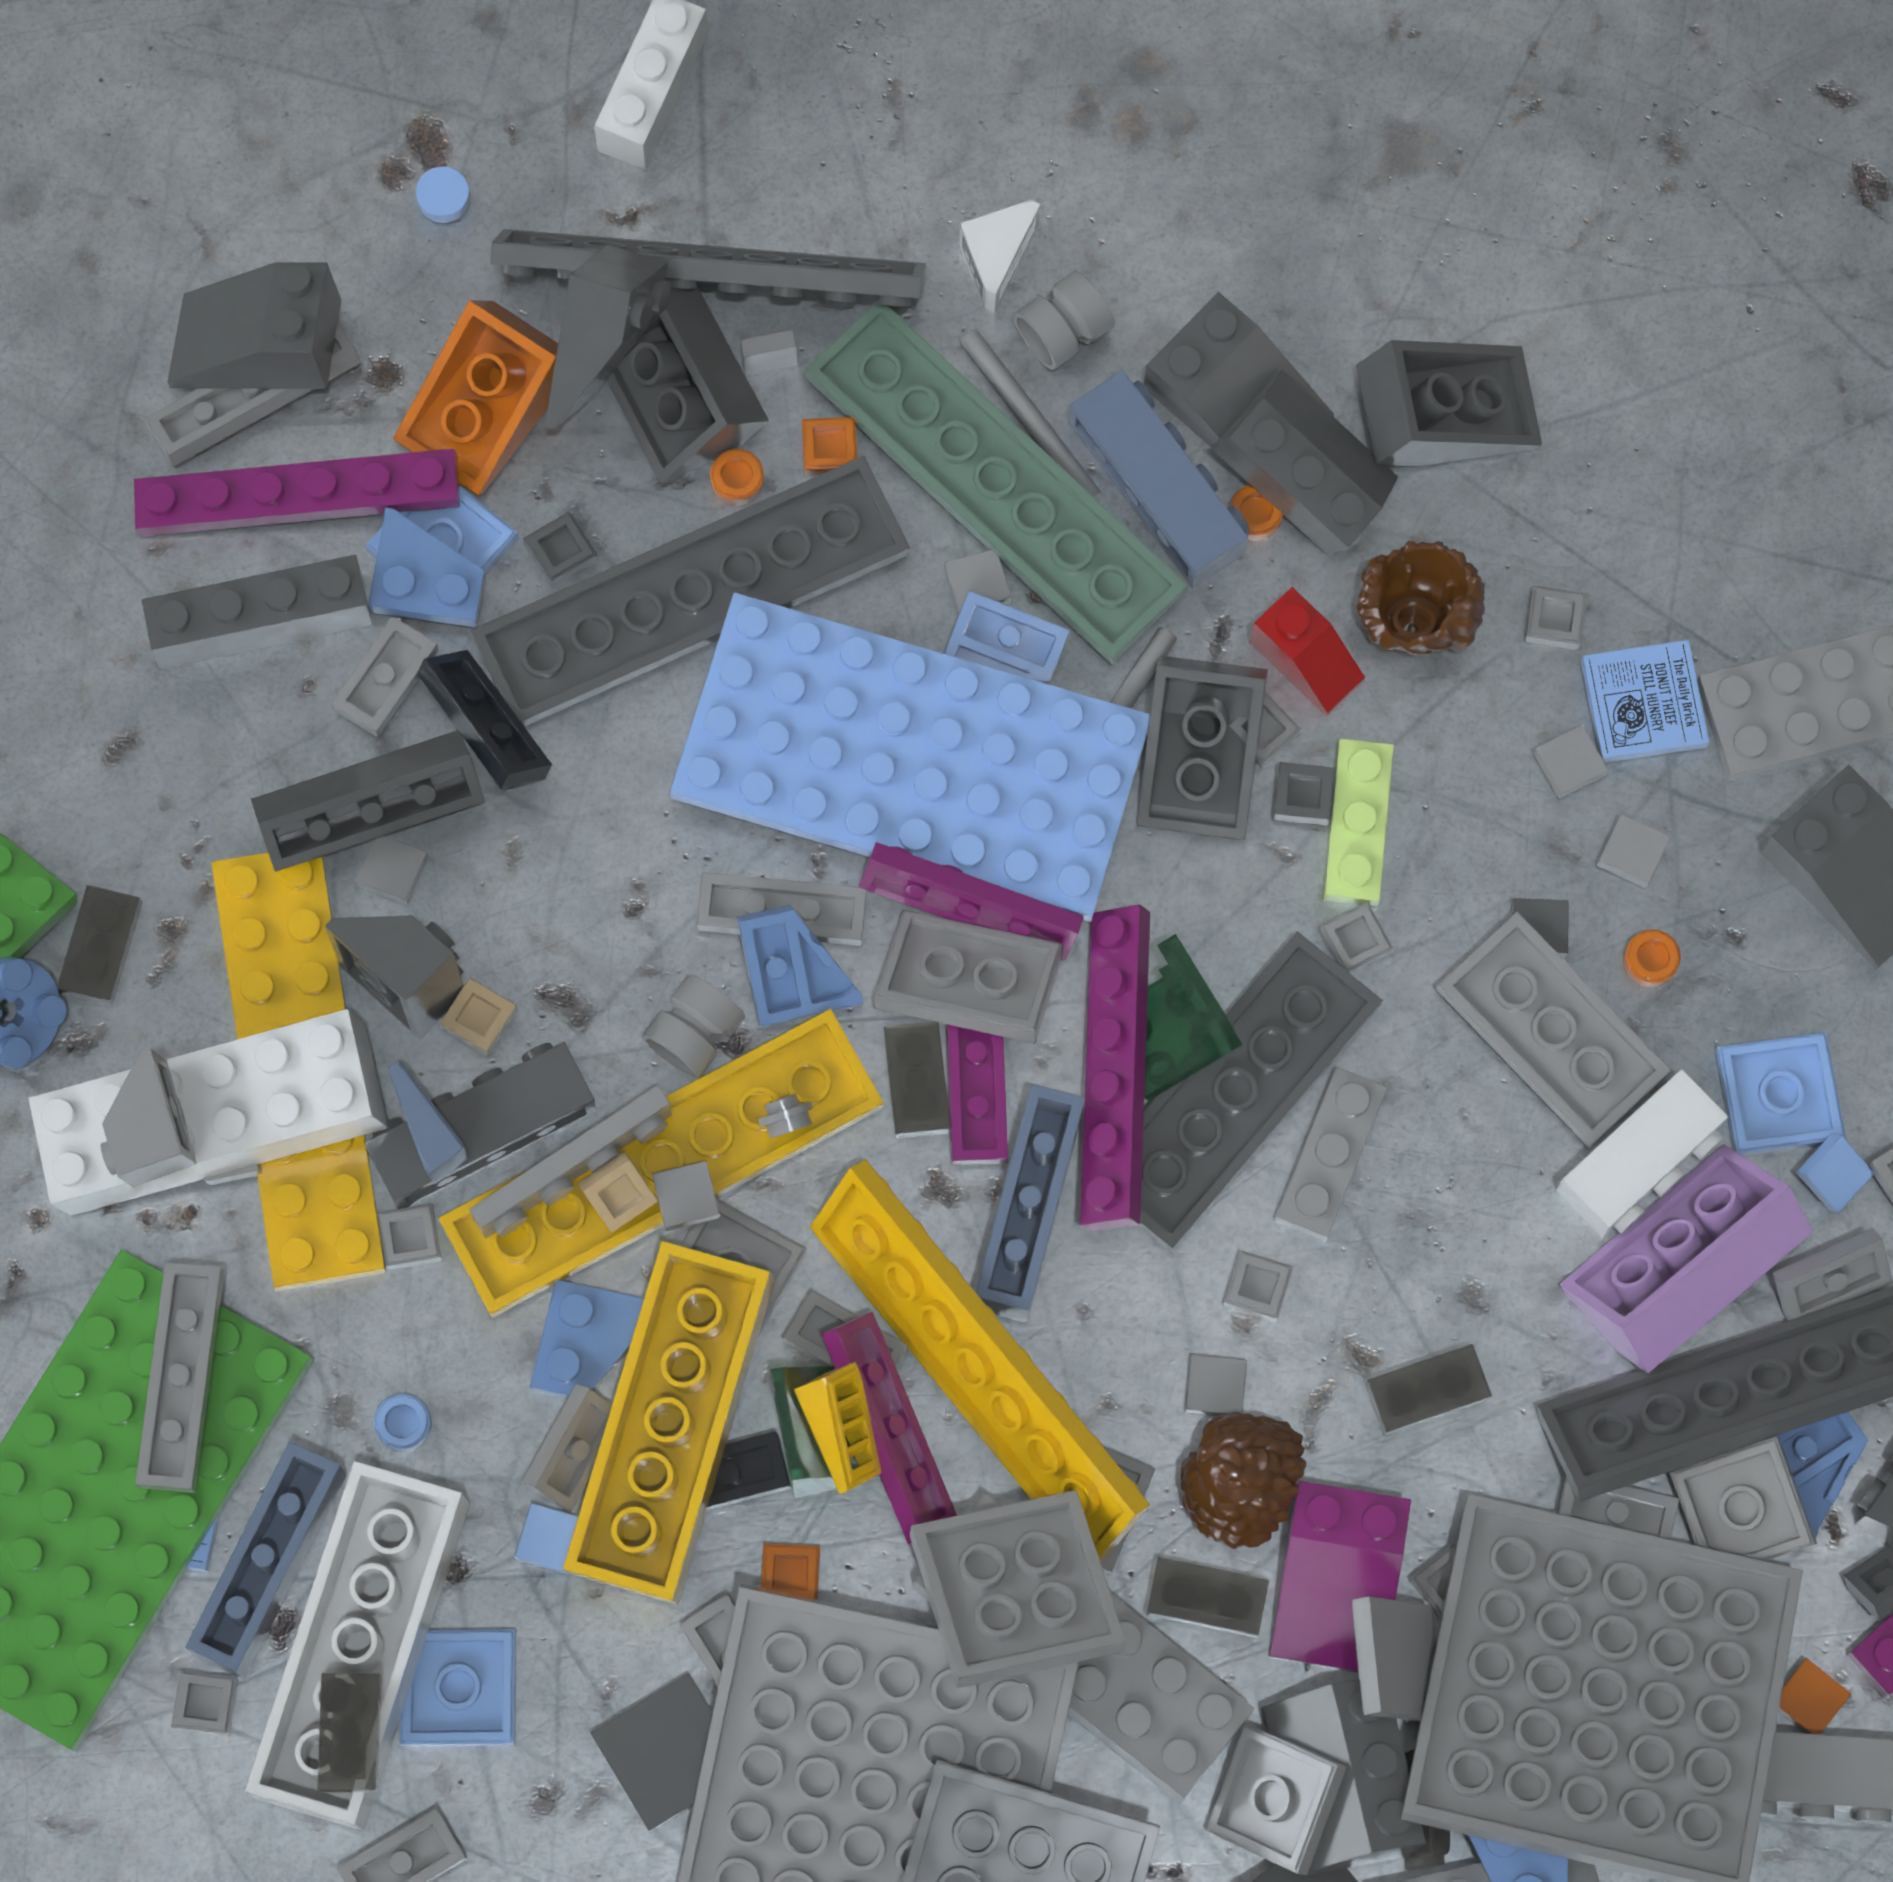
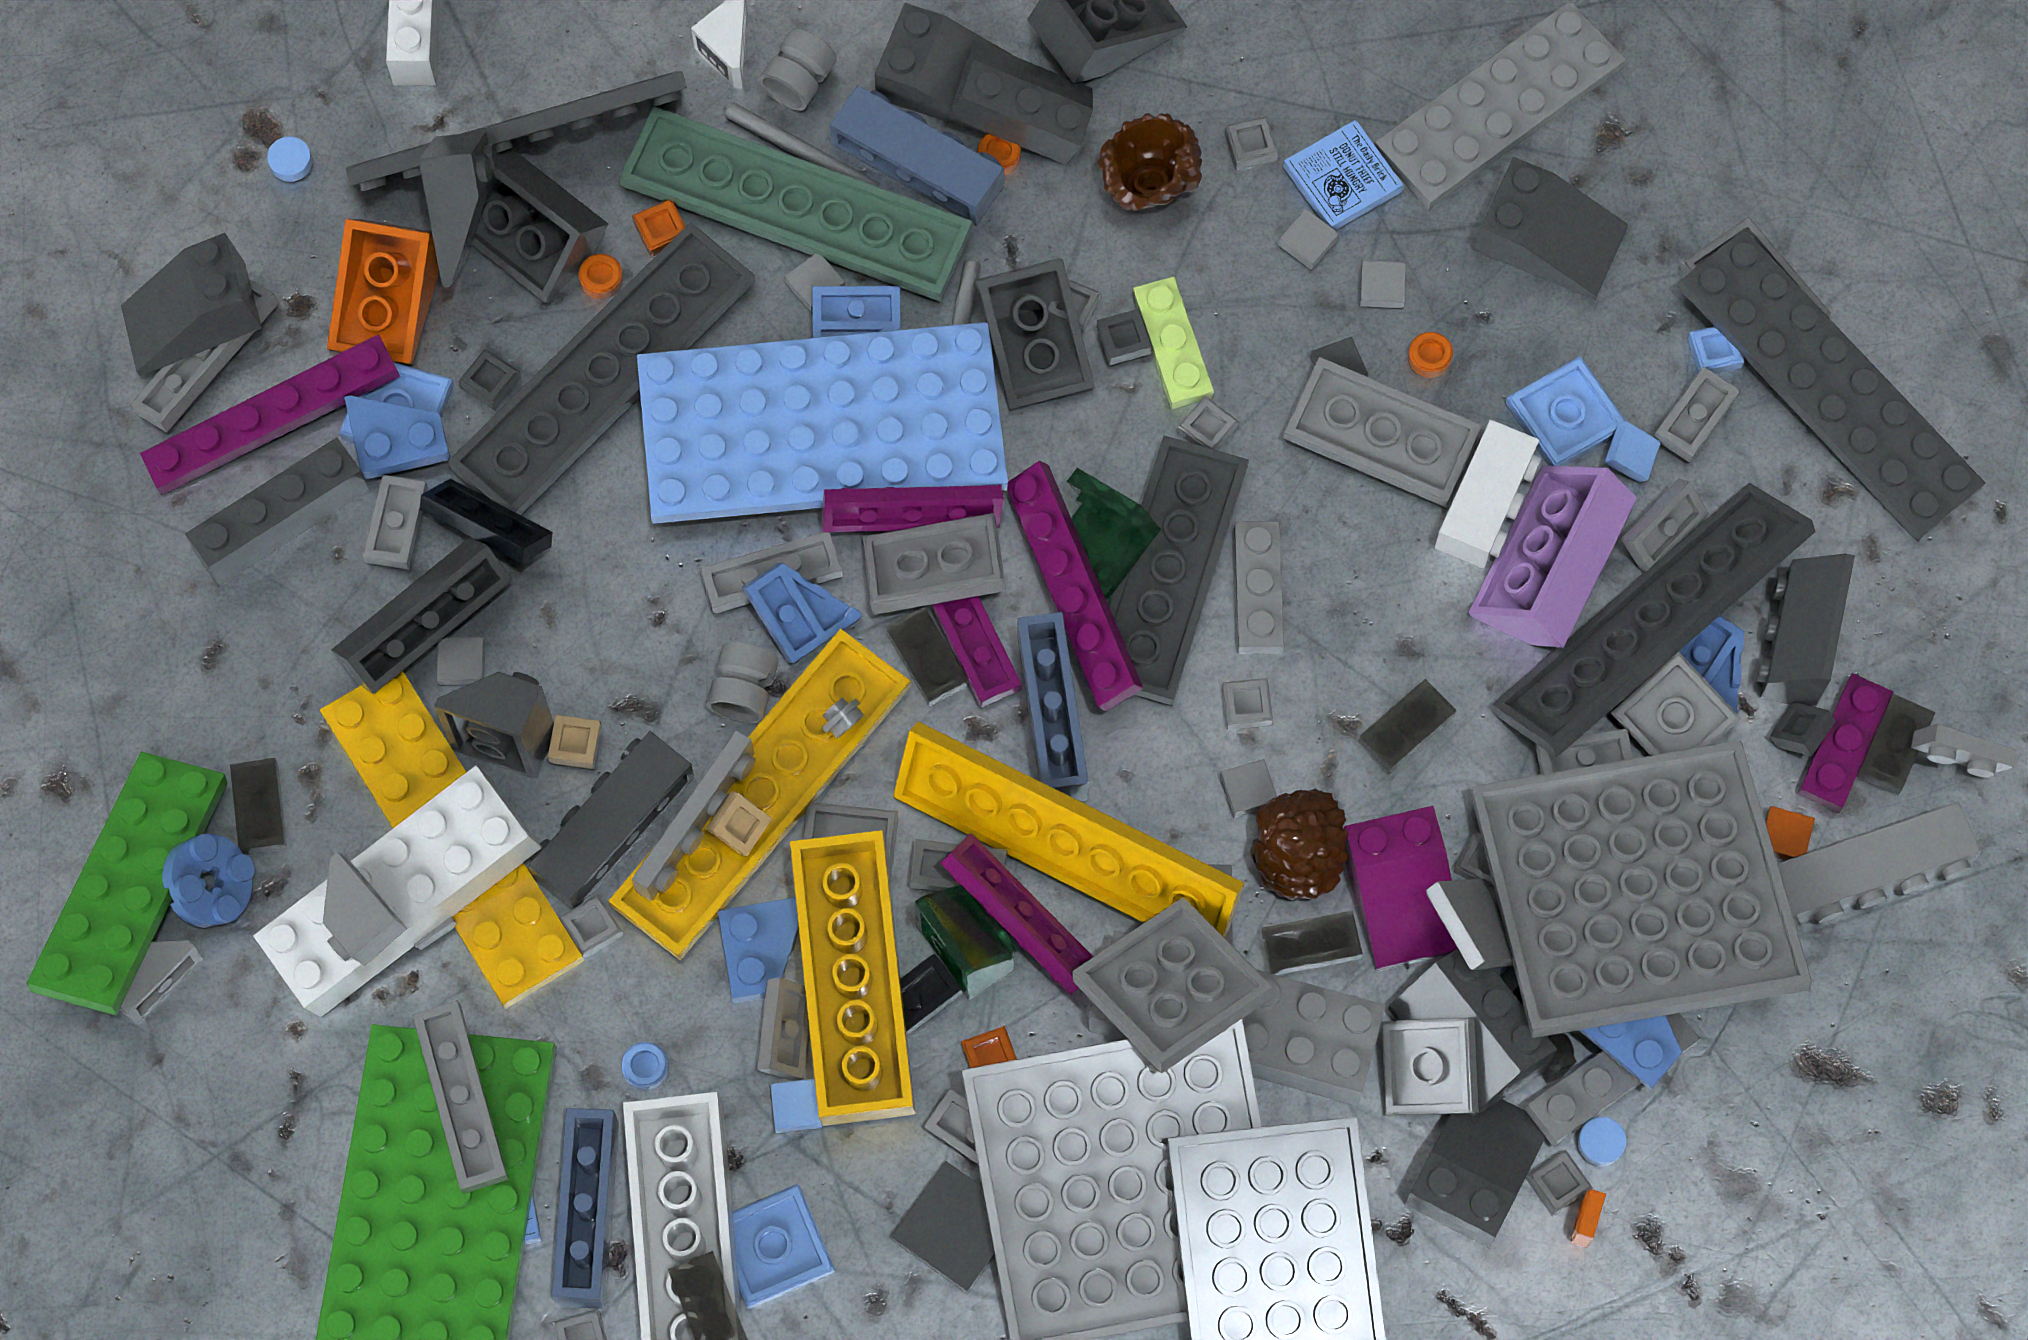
camera: 20 degrees left, 5 degrees down
(434, 1138) = (578, 834): sand blue slope -> none
(686, 1196) = (791, 807): light grey tile -> none
(768, 352) = (587, 175): light grey tile -> none
(839, 1408) = (985, 922): yellow slope -> none
(1306, 651) = (1080, 234): red slope -> none

